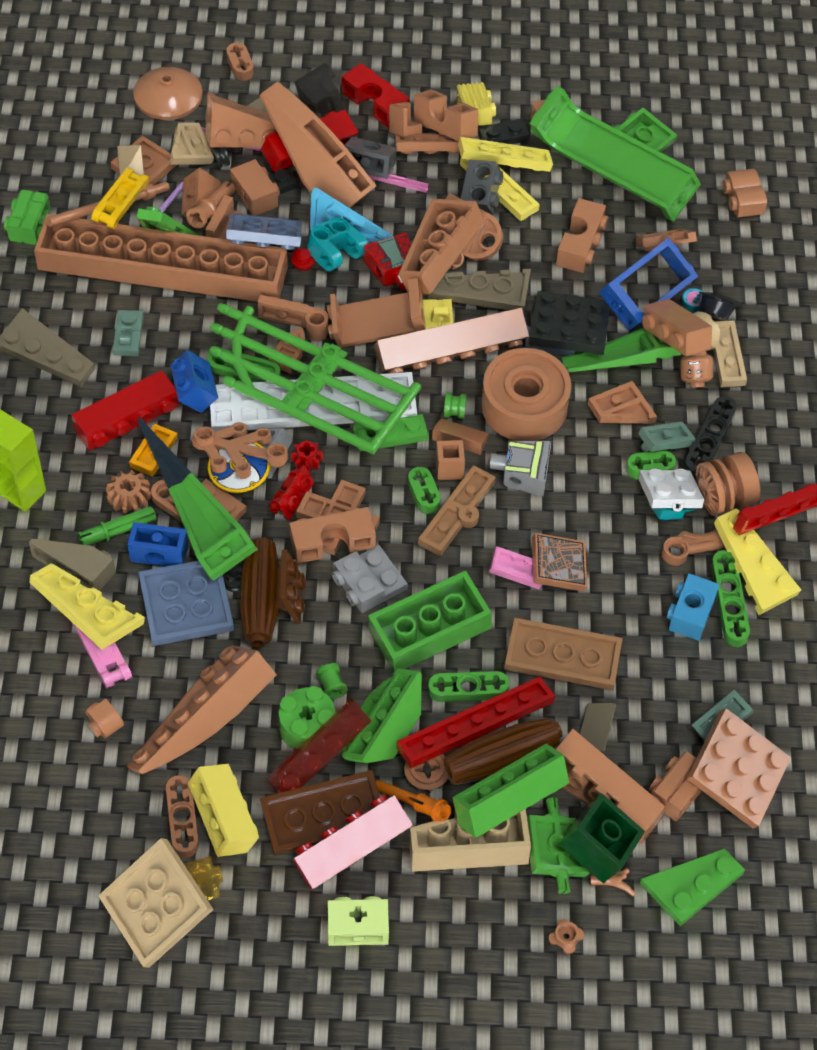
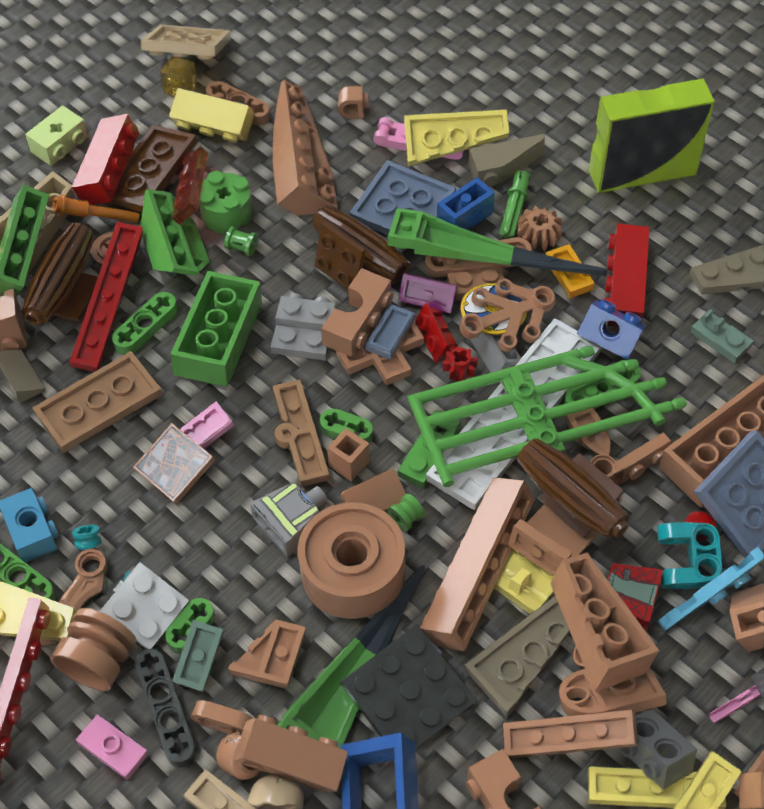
camera: 135 degrees right, 0 degrees up
(261, 518) = (422, 290): none -> plate
(319, 506) = (390, 331): none -> sand blue tile
(360, 306) = (575, 490): none -> reddish brown plate
(517, 225) = (570, 734): none -> nougat plate
(657, 560) = (86, 537): none -> teal bush
(686, 399) = (219, 717): none -> nougat beam
(761, 443) = (112, 747): none -> bright pink plate

